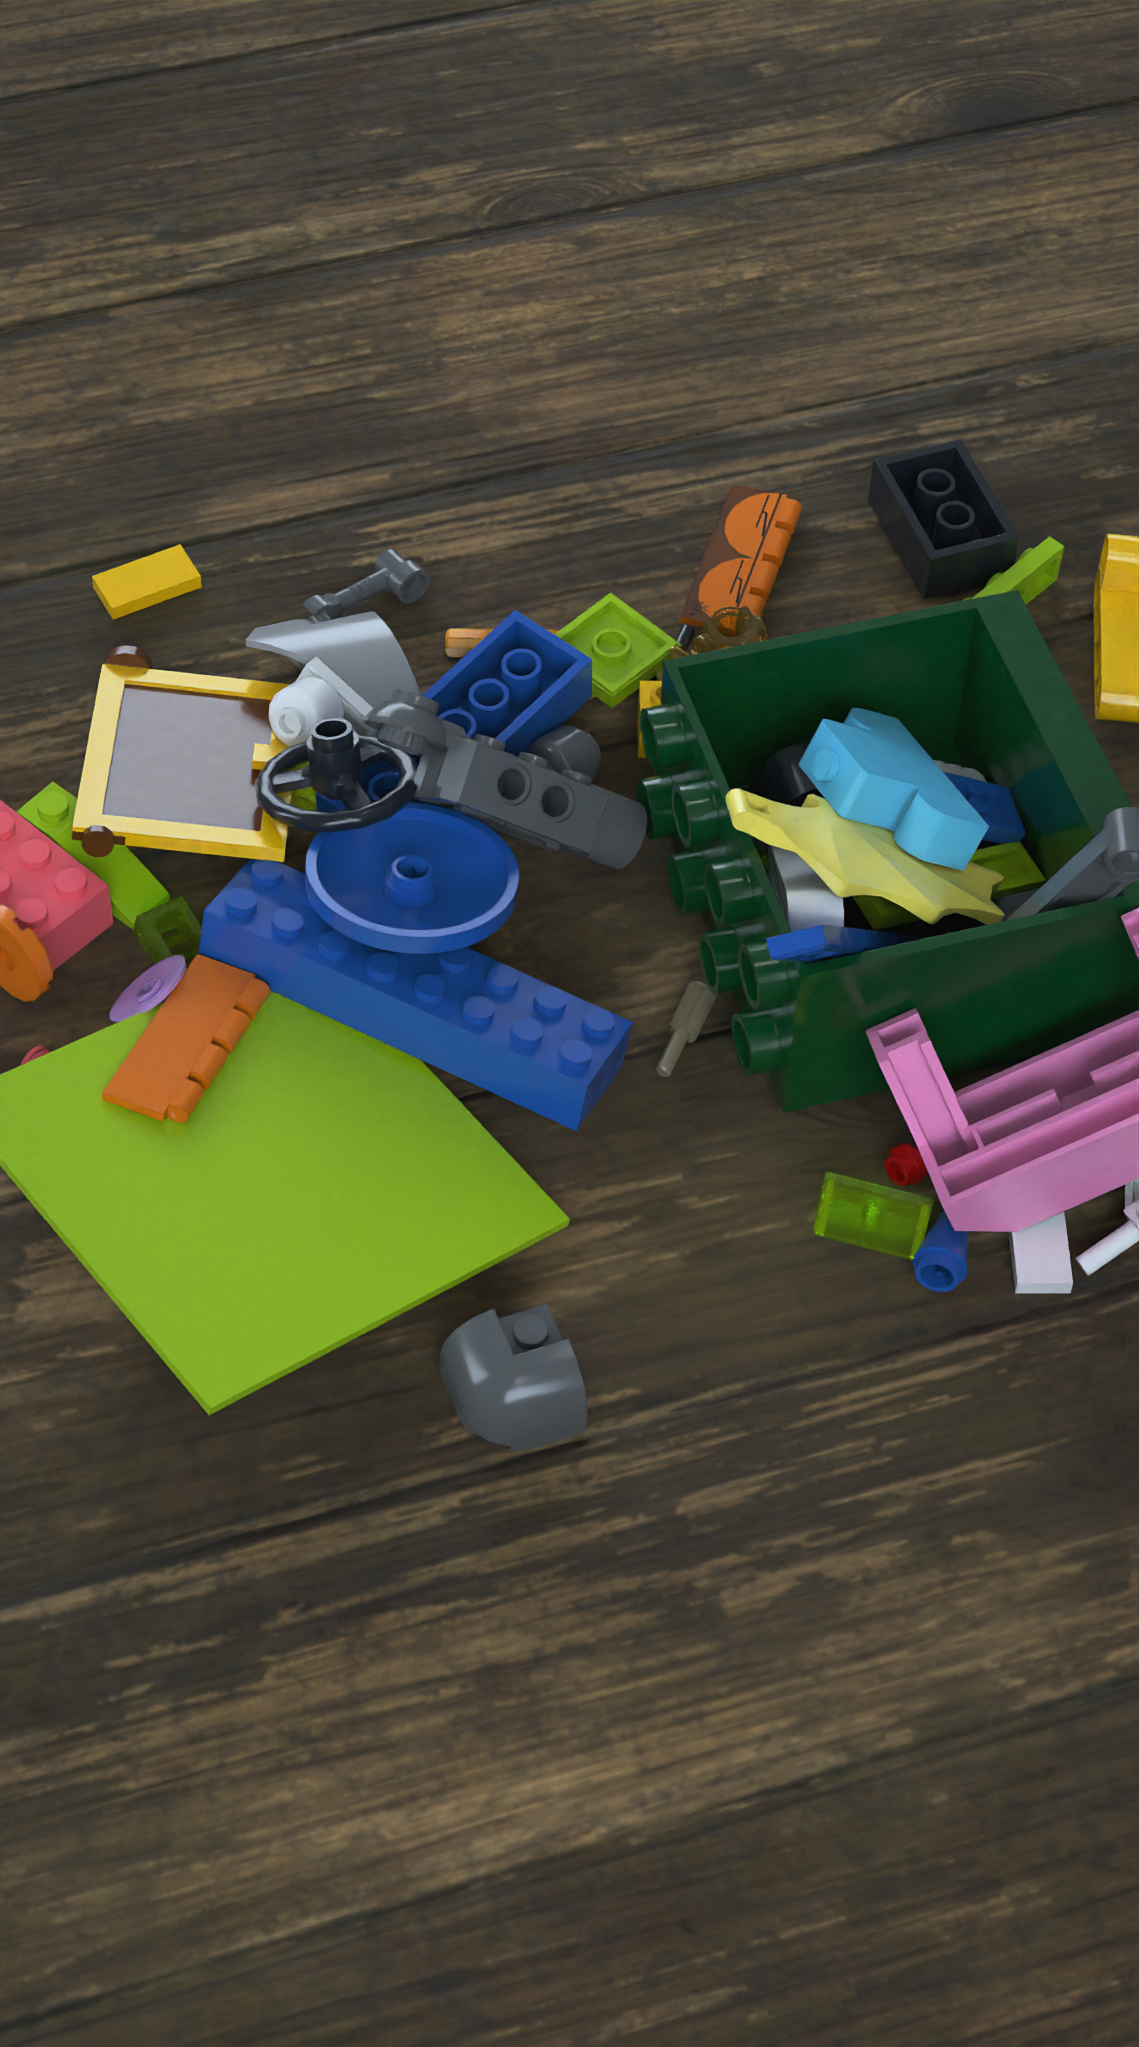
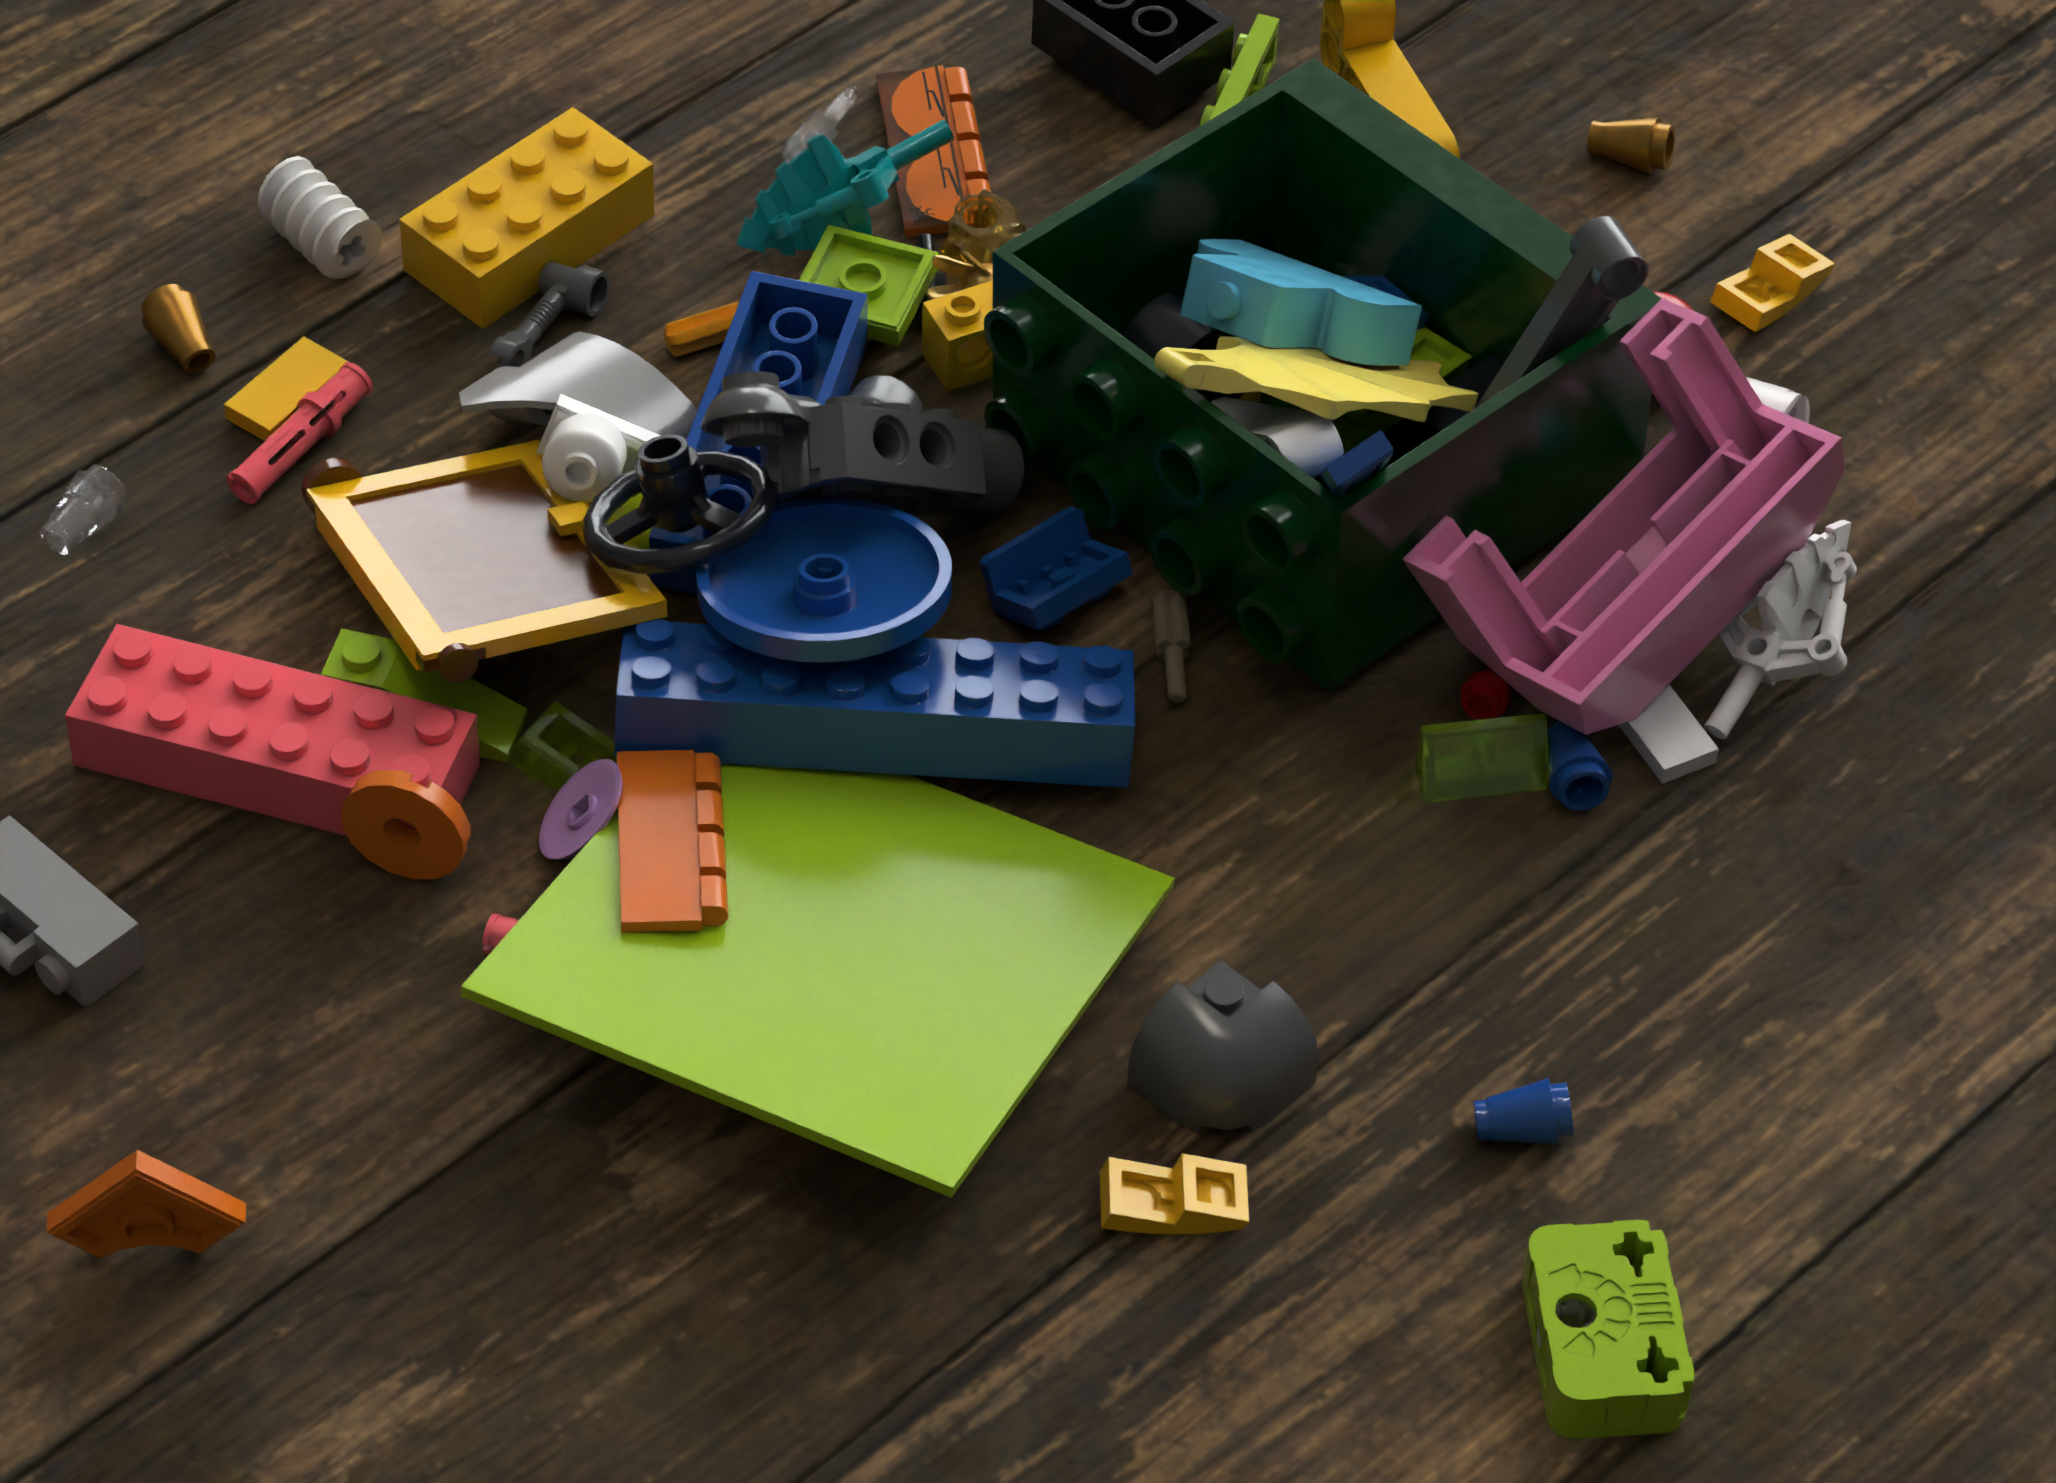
camera: 25 degrees left, 5 degrees down
(95, 505) = (177, 325): none -> pearl gold cone
(184, 595) = (343, 392): none -> coral pin
(241, 457) = (318, 219): none -> white piece
(404, 501) = (536, 203): none -> yellow brick
(417, 1483) = (1190, 1198): none -> yellow slope
(621, 932) = (1051, 571): none -> blue bracket
(629, 566) = (828, 189): none -> teal bar
(659, 514) = (820, 123): none -> clear axle
(701, 1743) = (1606, 1329): none -> lime axle
(729, 1528) = (1526, 1114): none -> blue cone

